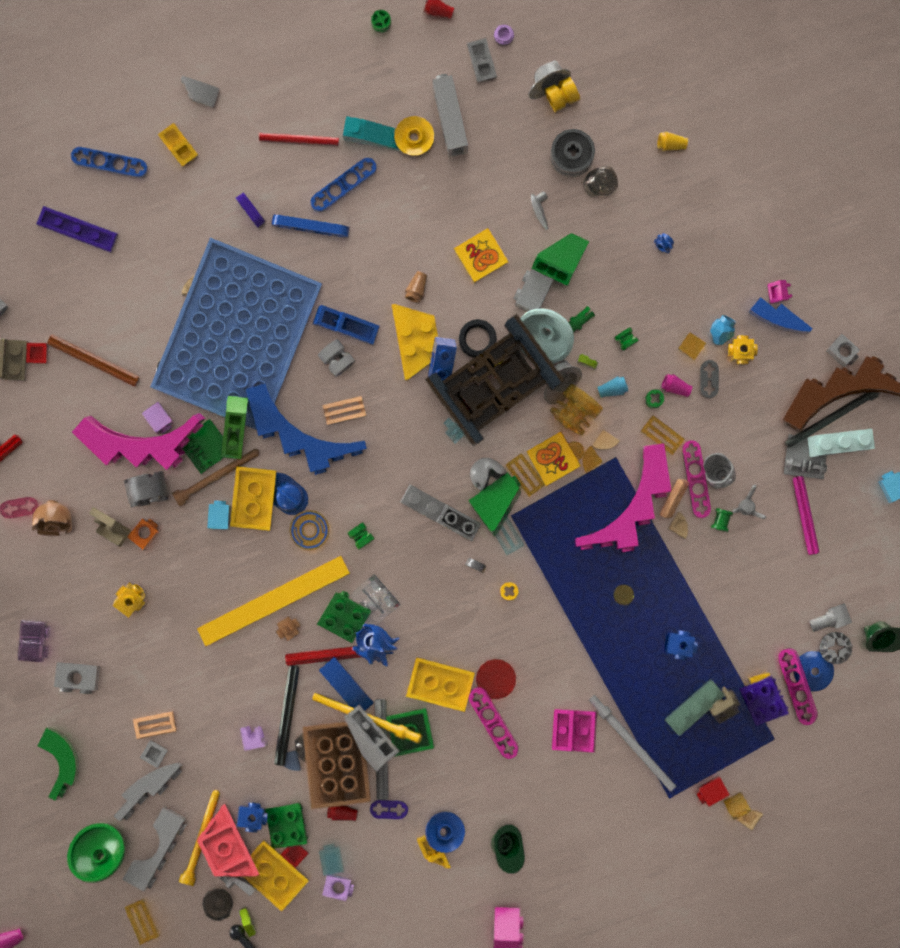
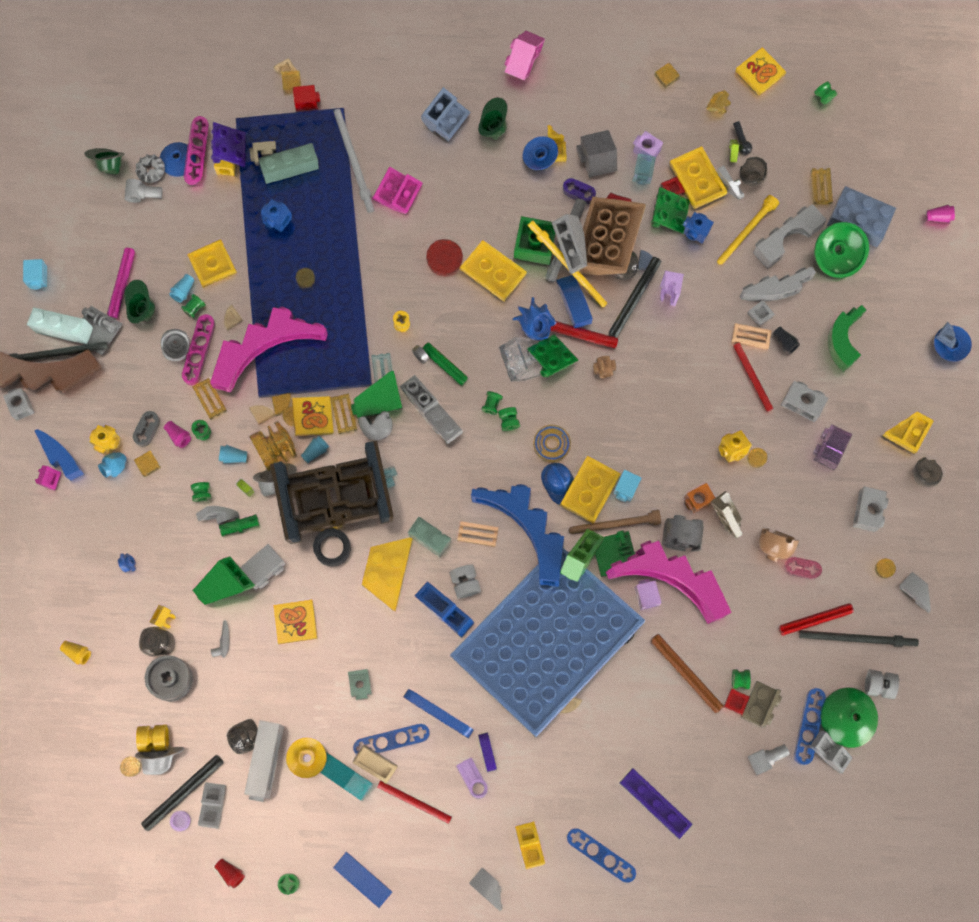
camera: 165 degrees left, 10 degrees down
(40, 374) = (741, 679): none -> green wheel
(88, 901) = (865, 212): none -> sand blue brick
(103, 600) = (757, 457): none -> clear yellow tile
(116, 733) = (786, 340): none -> black cone
(137, 682) = (753, 377): none -> red bar
(225, 847) = (729, 211): coral wing -> none
(255, 181) = (471, 777): none -> lavender piece
(273, 601) = (607, 397): yellow tile -> none
(316, 52) = (362, 879): none -> blue tile
(349, 156) = (375, 764): none -> tan tile
(384, 545) = (492, 403): none -> green bush
(385, 856) = (598, 153): none -> flat silver plate
(388, 386) = (429, 536): none -> sand green brick
(397, 229) = (354, 677): none -> sand green brick
(416, 288) = (365, 616): medium nougat cone -> none
(443, 357) = (370, 538): blue brick -> none
(448, 567) = (445, 364): none -> green axle
(481, 129) = (242, 736): none -> clear smoke helmet
(495, 722) = (462, 222): dark pink beam -> none
(513, 59) = (180, 794): none -> pearl dark grey axle
(535, 428) = (315, 449): none -> medium azure cone
(556, 343) = (264, 521): light aqua dish -> none
(559, 833) = (444, 114): none -> sand blue brick
(572, 62) = (130, 766): none -> clear yellow tile
(596, 325) = (220, 513): none -> light grey slope
(608, 206) = (160, 616): none -> yellow tile
(674, 498) = (226, 336): light nougat tile -> none
(726, 574) = (211, 263): none -> yellow tile
(742, 532) = (182, 288): none -> medium azure cone
(747, 506) = (166, 308): light grey plant -> none
(775, 498) = (138, 303): none -> dark green piece

